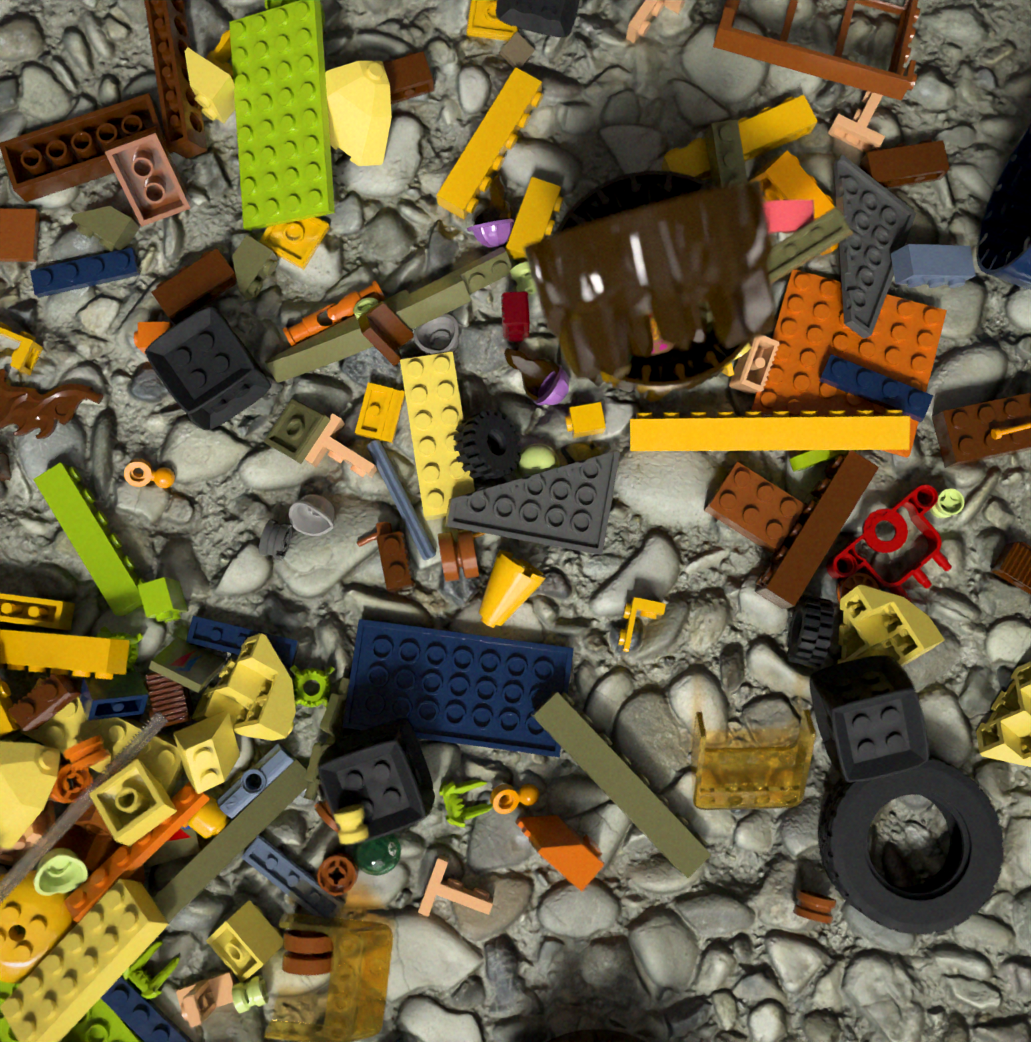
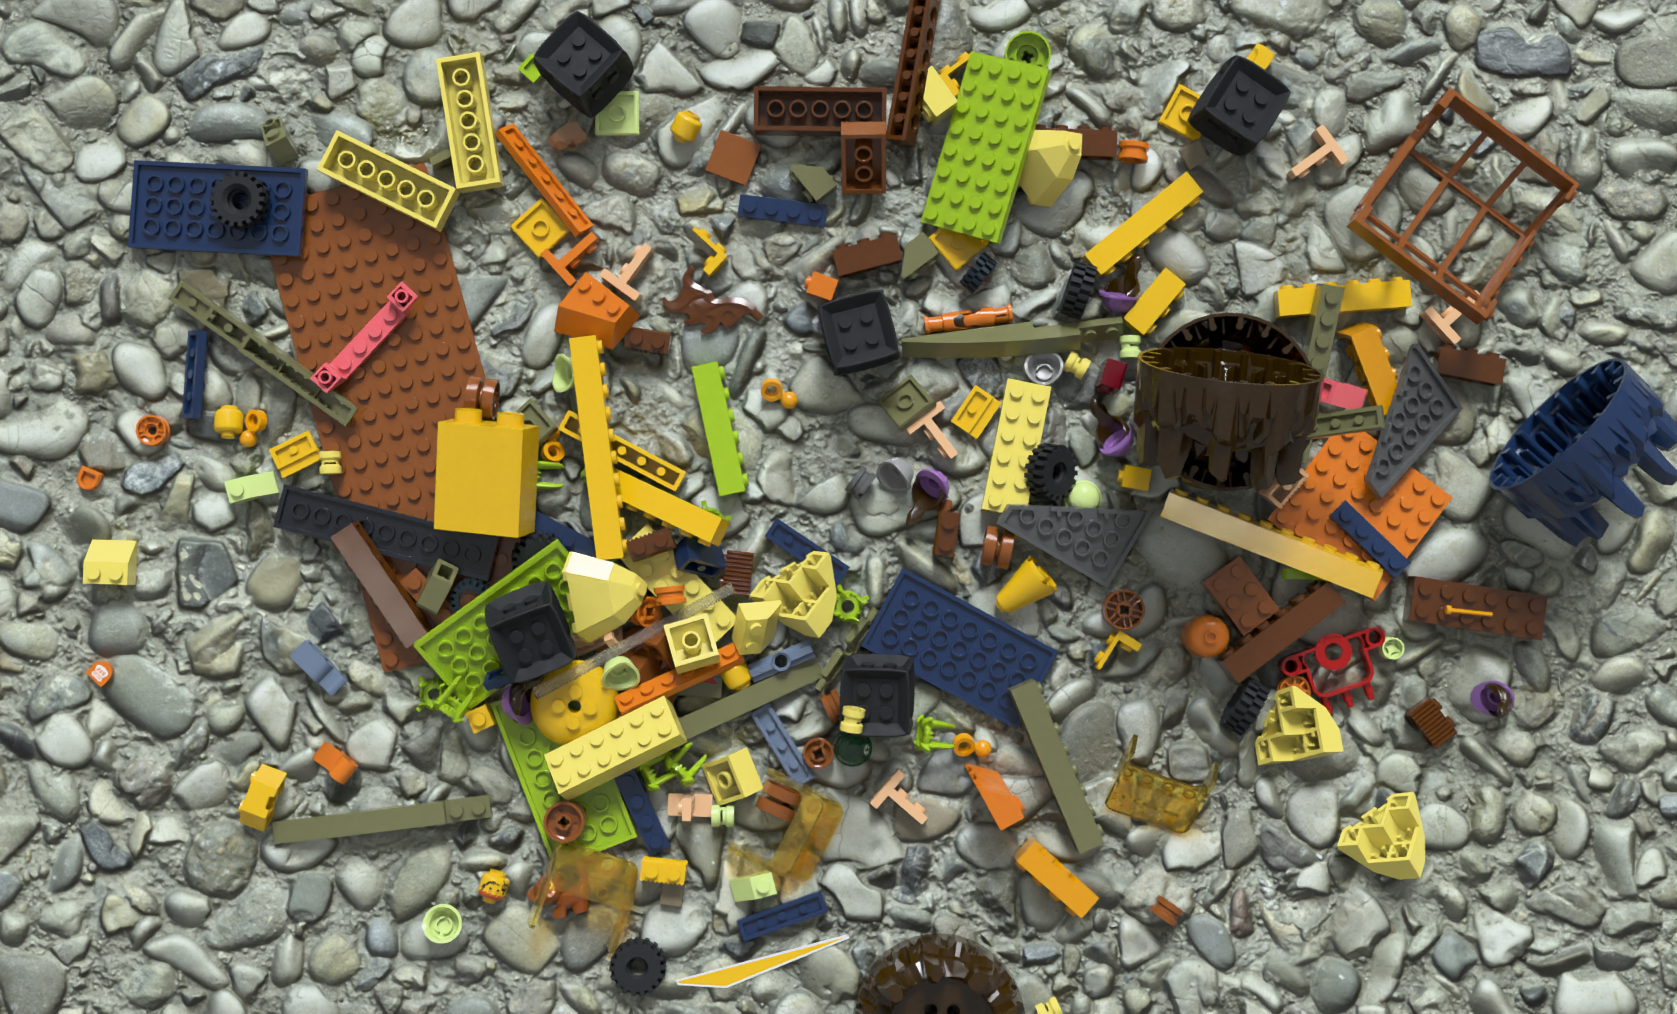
camera: 25 degrees right, 5 degrees up
(163, 599) = (760, 498): lime brick -> none
(187, 664) = (761, 554): olive tile -> none
(187, 963) = (671, 764): none -> lime piece
(325, 257) = (978, 272): none -> black wheel
(357, 522) = (927, 494): none -> piece
(363, 306) = (996, 328): yellowish green tile -> none
(385, 331) = (1004, 351): reddish brown panel -> none
(401, 500) = (967, 486): sand blue axle -> none
(442, 234) = (1078, 290): none -> black tyre
(450, 69) = (1133, 152): none -> orange wheel
(473, 320) = (1076, 365): none -> light yellow wheel
(642, 569) = (1134, 609): none -> dark orange wheel
(670, 917) = (1055, 877): none -> light orange wedge
(734, 567) = (1205, 636): none -> orange cylinder
(869, 718) = (1261, 786): black piece -> none
(933, 265) = (1456, 458): sand blue brick -> none
(961, 882) = (1307, 900): black tyre -> none

